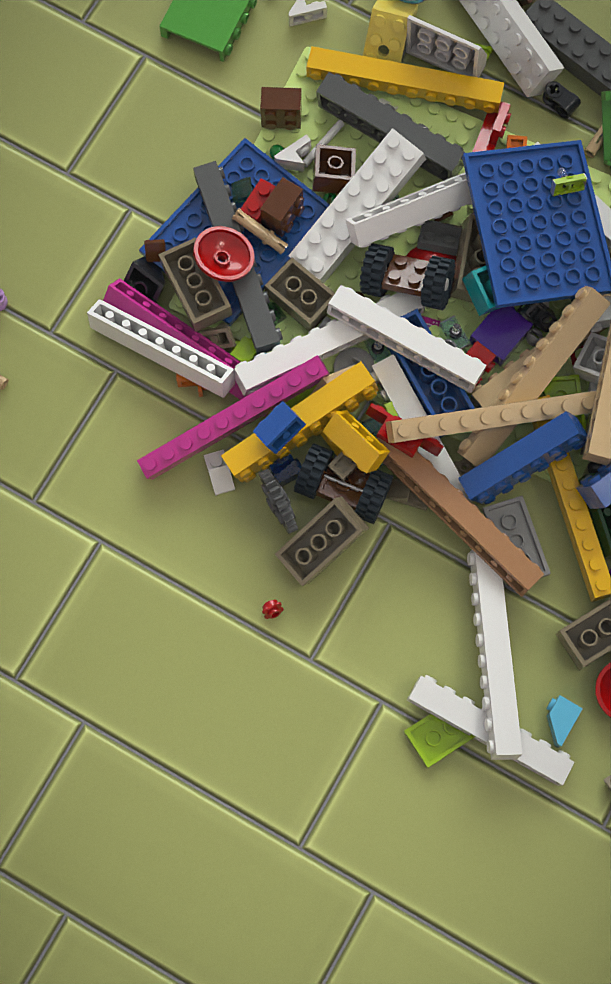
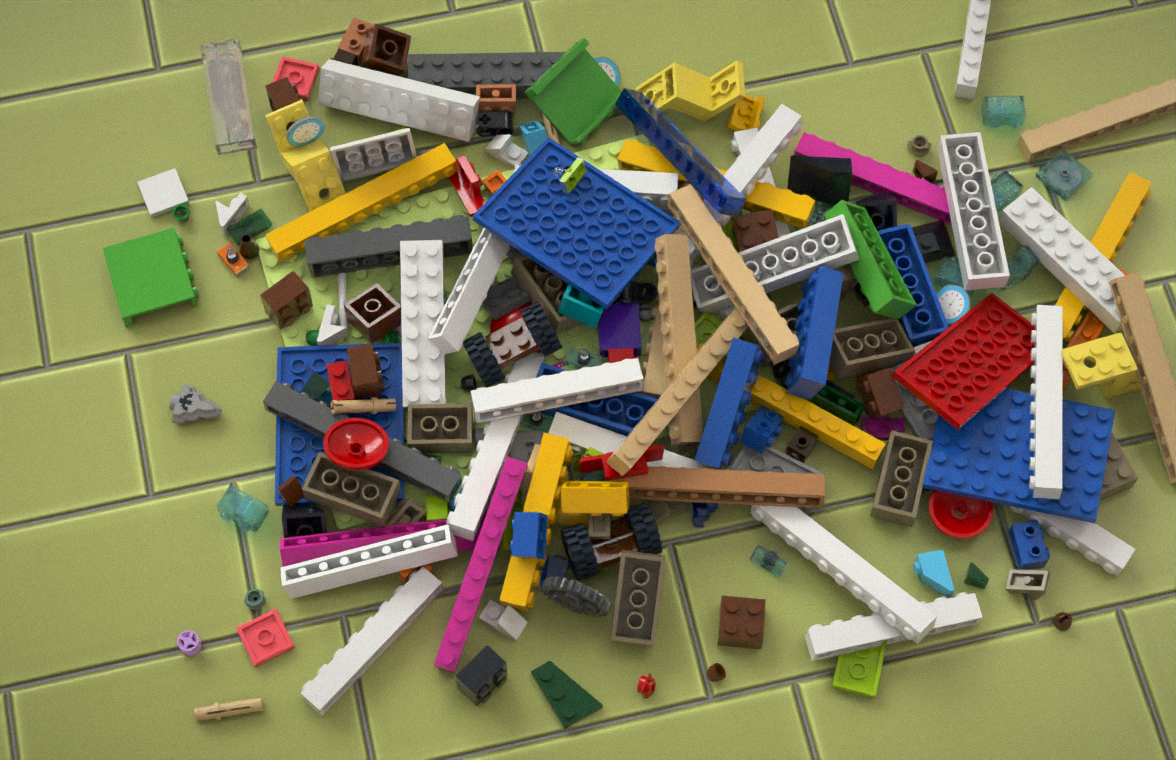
camera: 45 degrees left, 10 degrees down
(49, 340) = (265, 637): none -> coral tile
(66, 301) = (255, 593): none -> sand green plate
(116, 234) = (242, 509): none -> clear light blue brick
(116, 406) = (371, 641): none -> white brick
(150, 131) = (191, 406): none -> light grey rock
(163, 498) = (482, 676): none -> black brick
(210, 563) = (564, 695): none -> dark green wing
(278, 47) = (233, 259): none -> piece
(295, 46) = (248, 247): none -> dark brown cone
(310, 32) = (252, 224): none -> clear green plate
(330, 645) = (716, 672): none -> reddish brown hinge
(353, 279) = (468, 383): none -> black hinge
(382, 625) = (741, 622): none -> reddish brown brick
(430, 522) = (702, 513): none -> animal
(449, 599) = (769, 560): none -> clear light blue piece
(534, 499) = (762, 429): none -> blue brick
(549, 126) = (507, 152): none -> white slope
(555, 537) = (802, 444): none -> dark brown brick
(579, 80) = (496, 98): none -> nougat brick
(581, 130) = (533, 135): none -> medium azure slope
(588, 750) = (975, 577): none -> clear green slope

